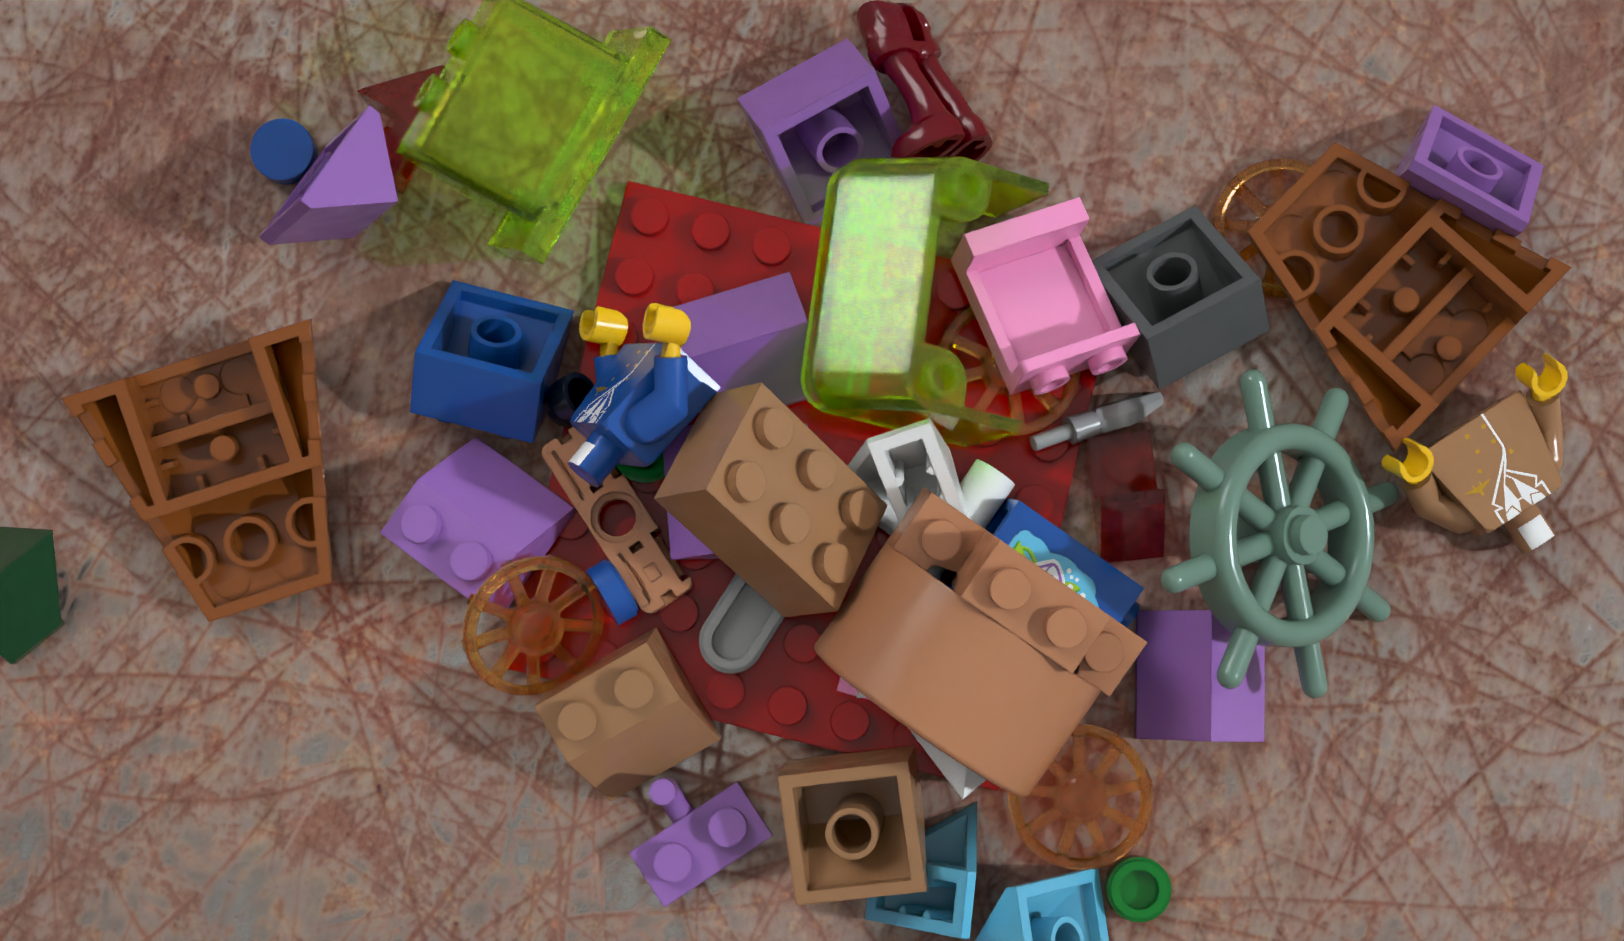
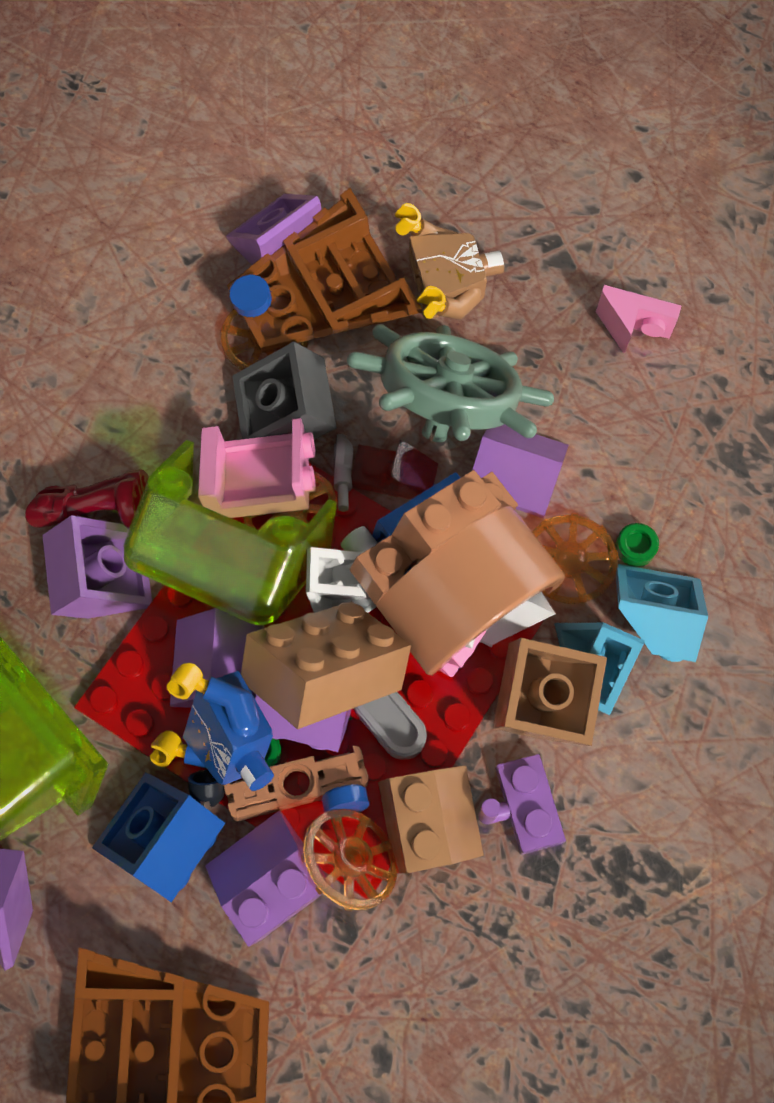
camera: 75 degrees left, 15 degrees down
(1324, 185) = (250, 296): none -> blue tile
(1521, 764) = (625, 311): none -> bright pink slope

